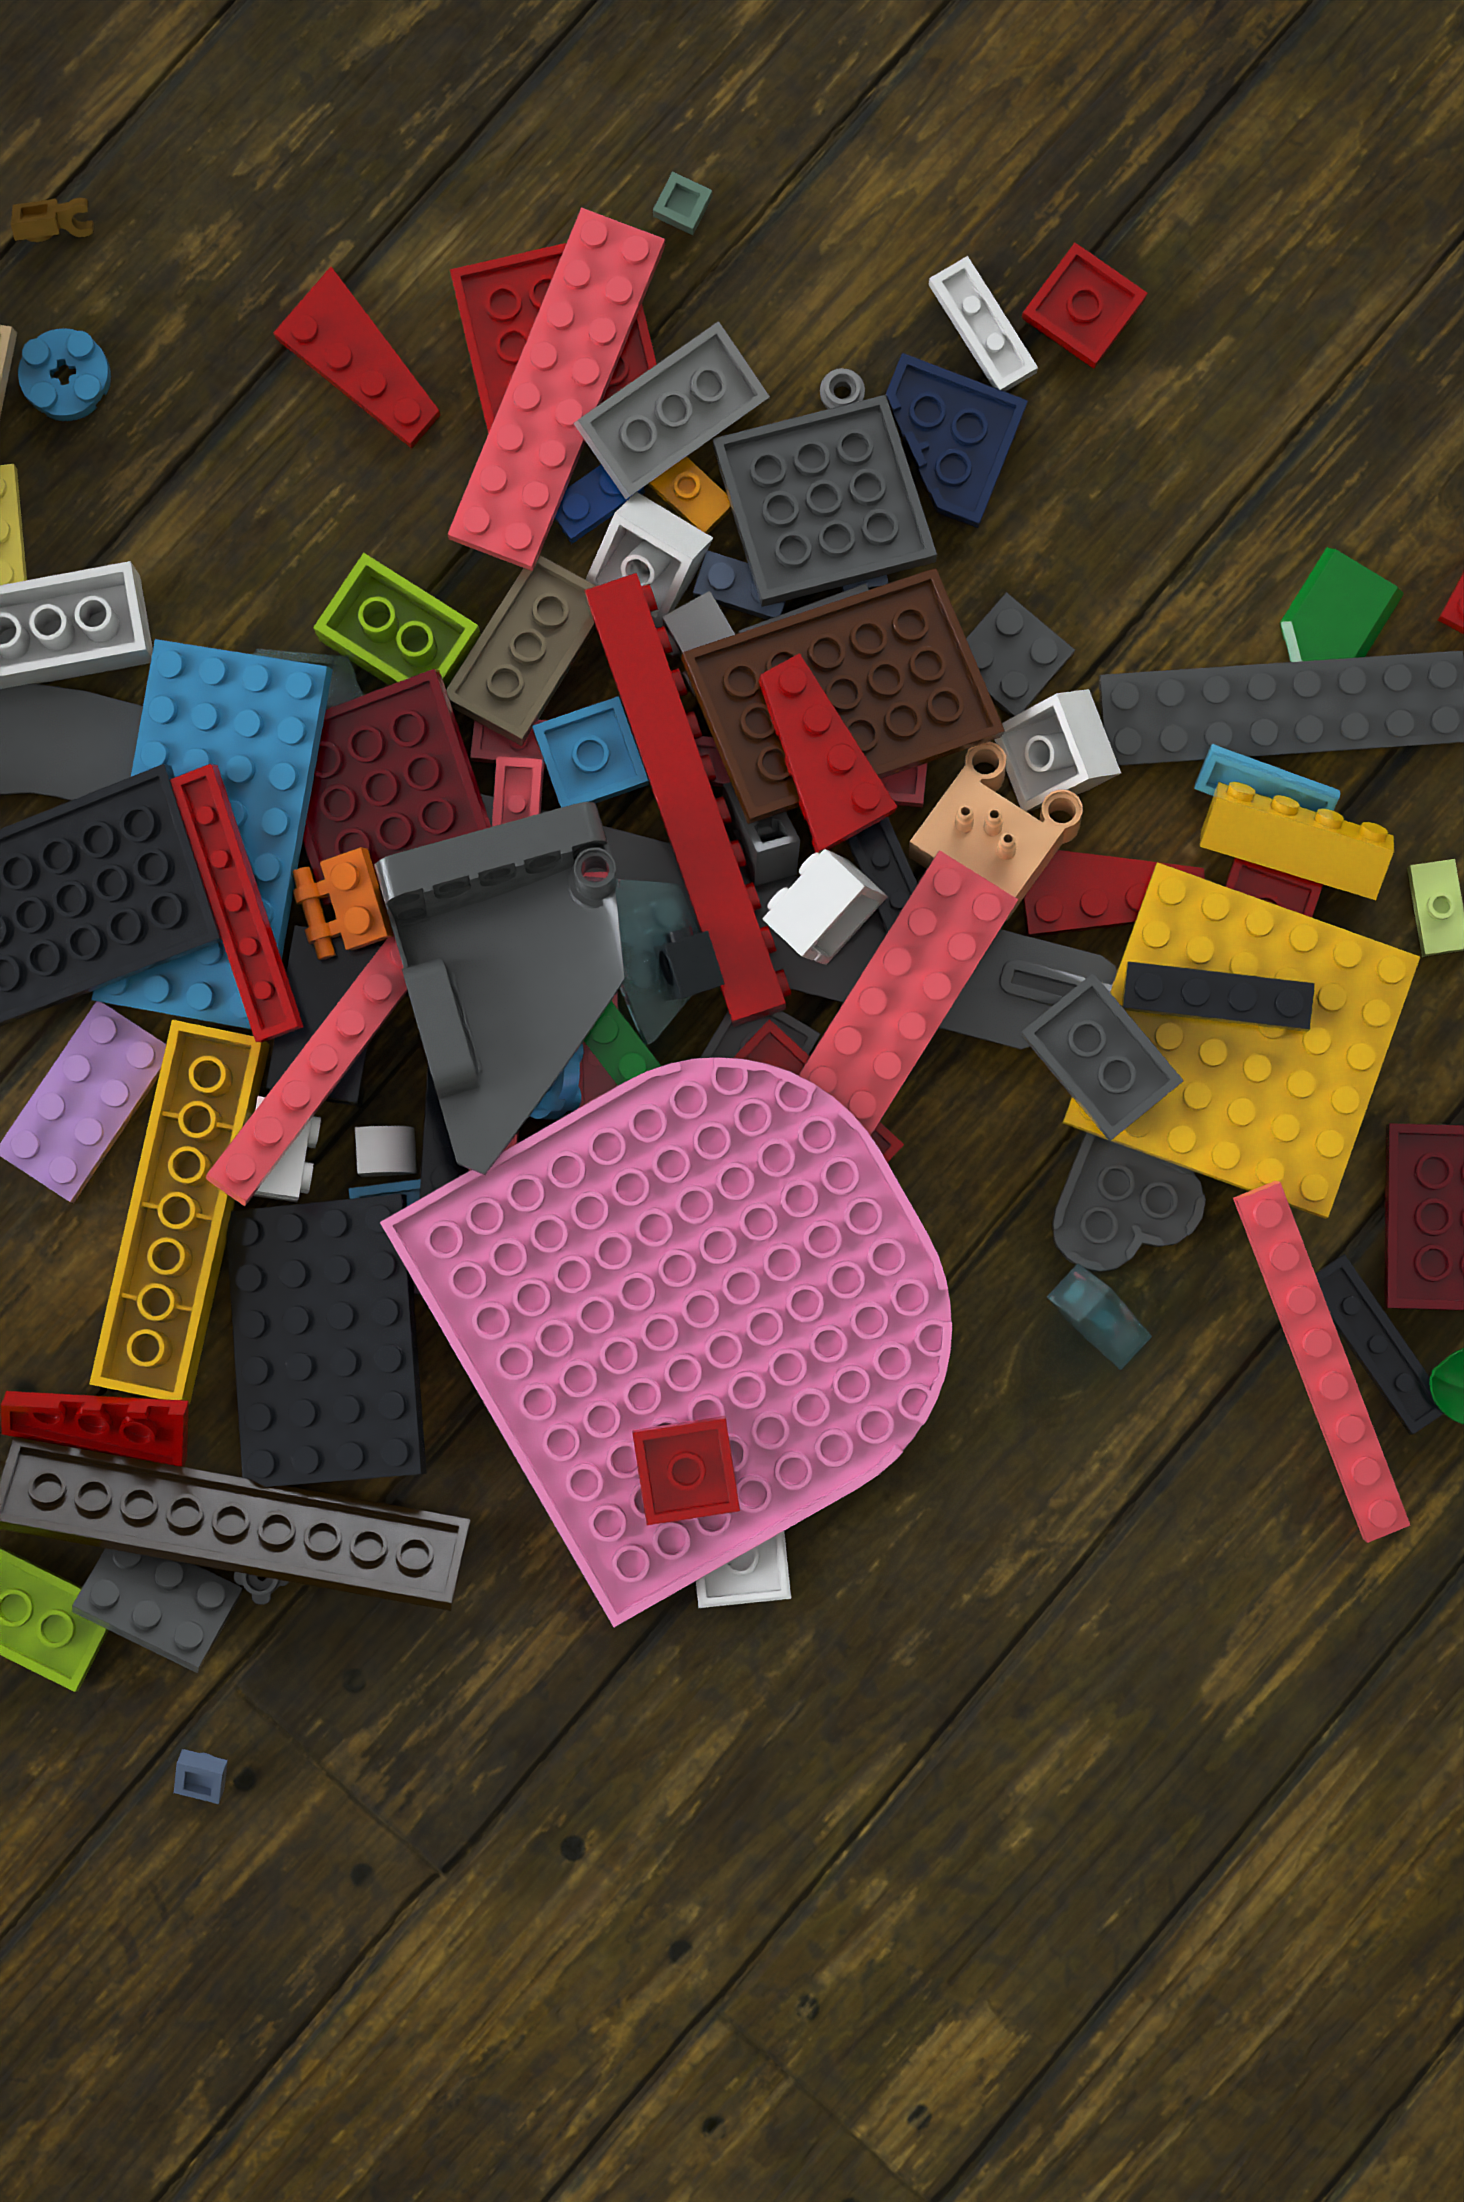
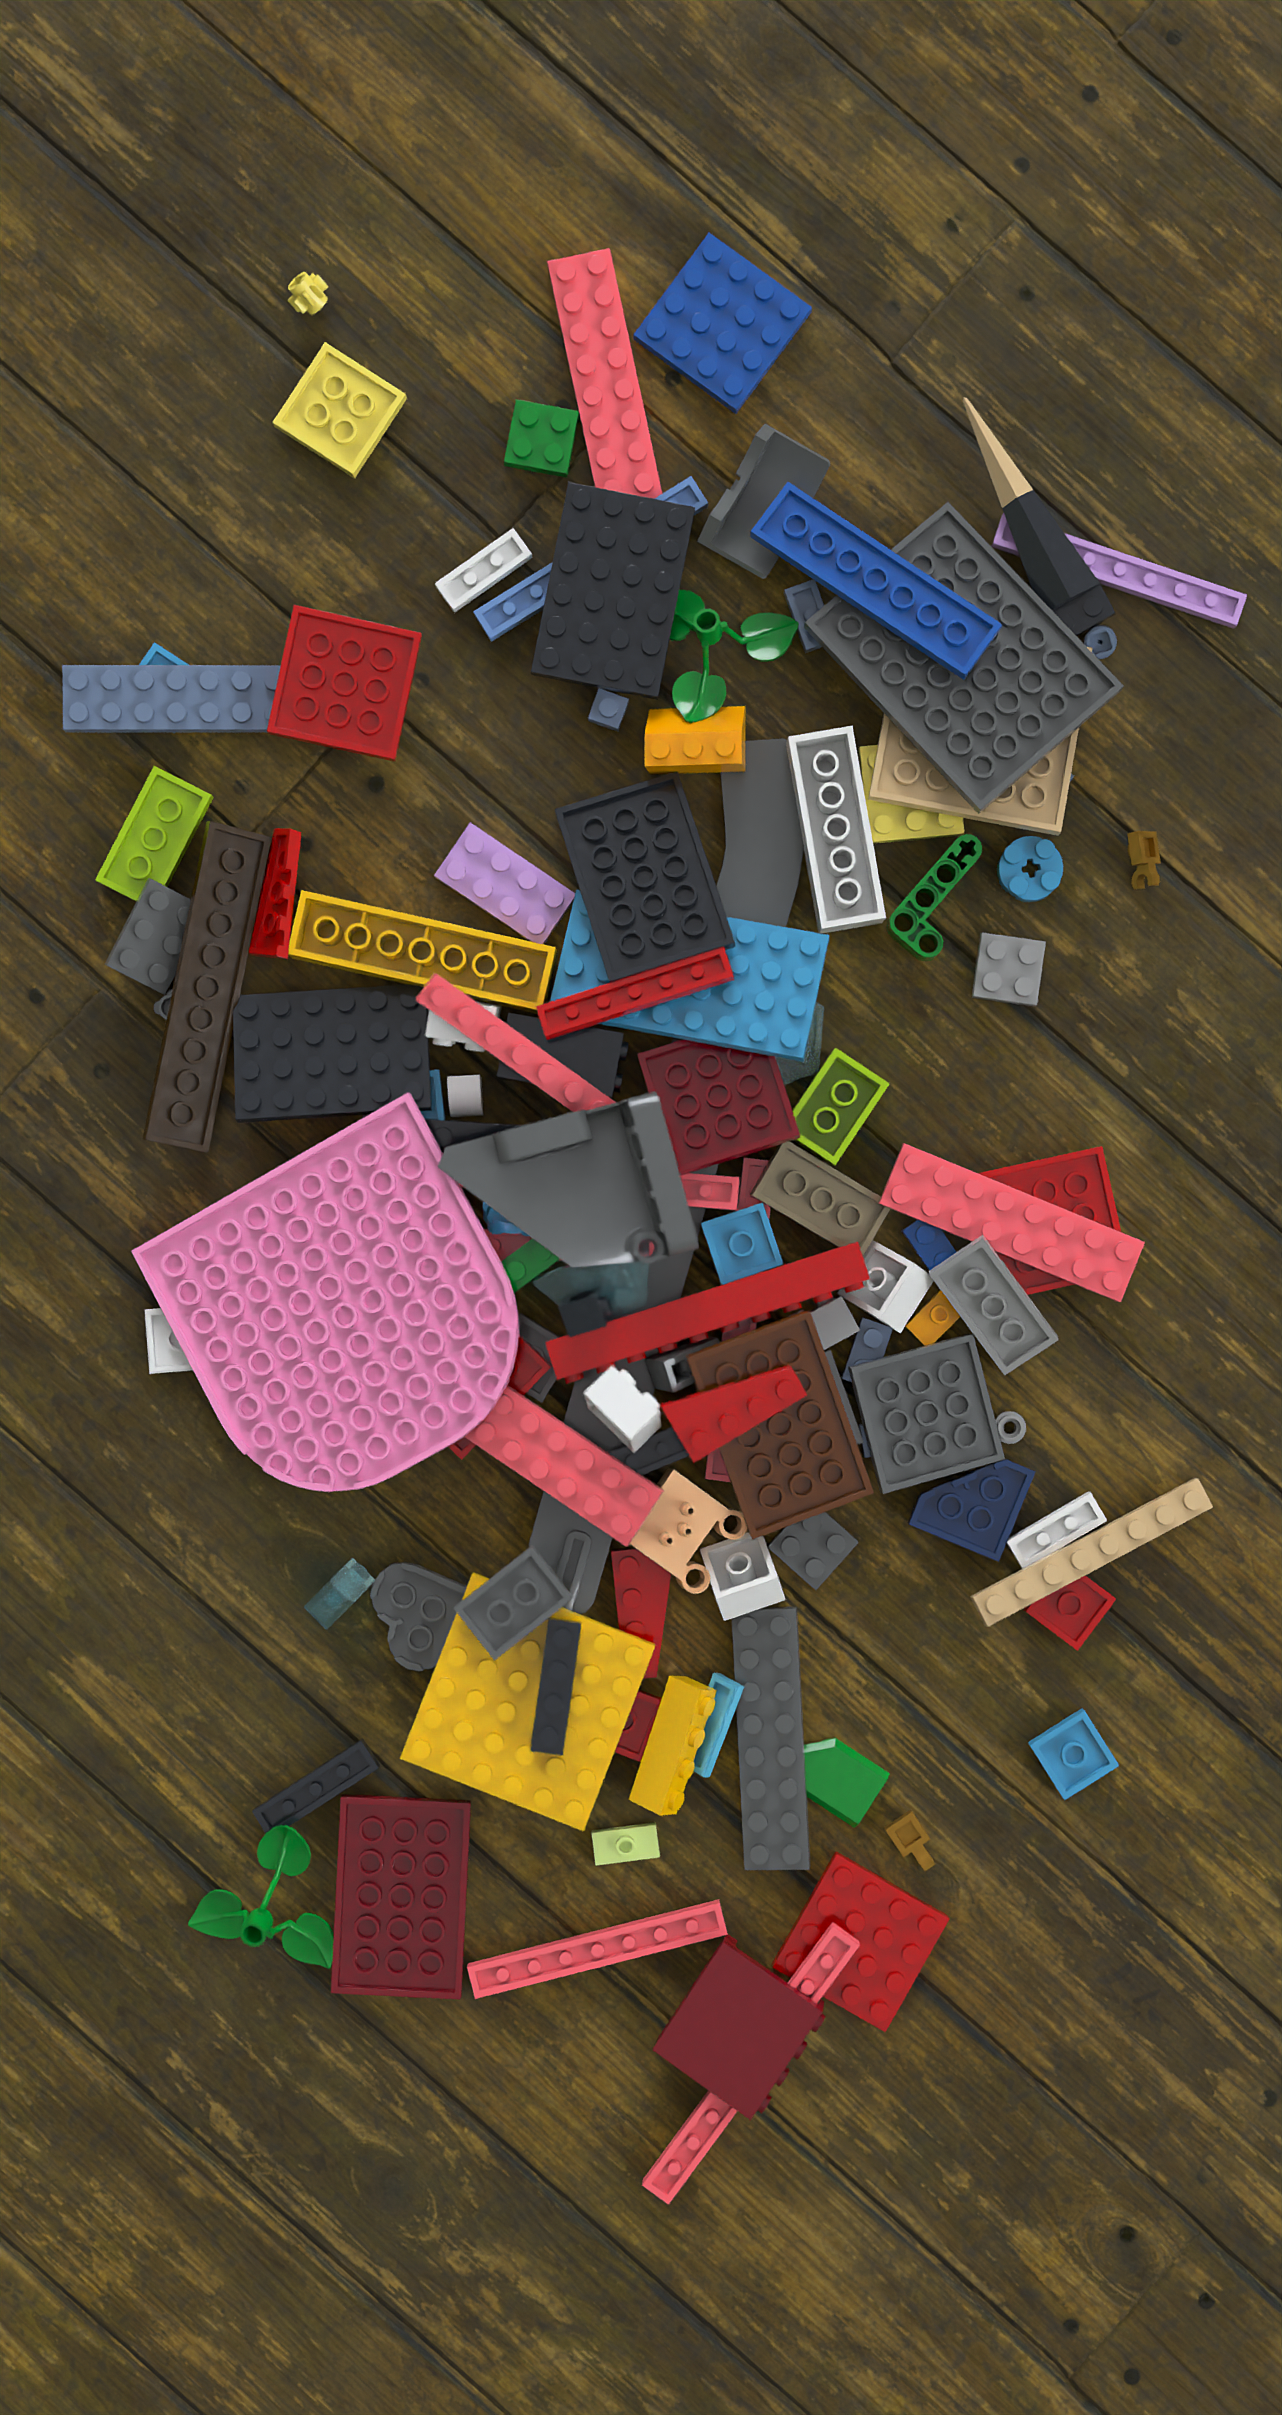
camera: 90 degrees right, 5 degrees up
(96, 498) = (937, 891): none -> green beam
(200, 1776) = (37, 966): sand blue plate -> none
(204, 401) = (1008, 969): none -> light grey plate
(352, 354) = (1044, 1073): red wing -> none
(355, 900) = (637, 1076): orange plate -> none
(682, 203) = (1150, 1314): sand green plate -> none
(686, 1470) = (232, 1303): red plate -> none
(1011, 276) = (1091, 1552): none -> tan plate
(1290, 298) = (1073, 1754): none -> dark azure plate
(1321, 1361) = (302, 1749): coral plate -> none
(1414, 517) = (909, 1837): none -> pearl gold plate

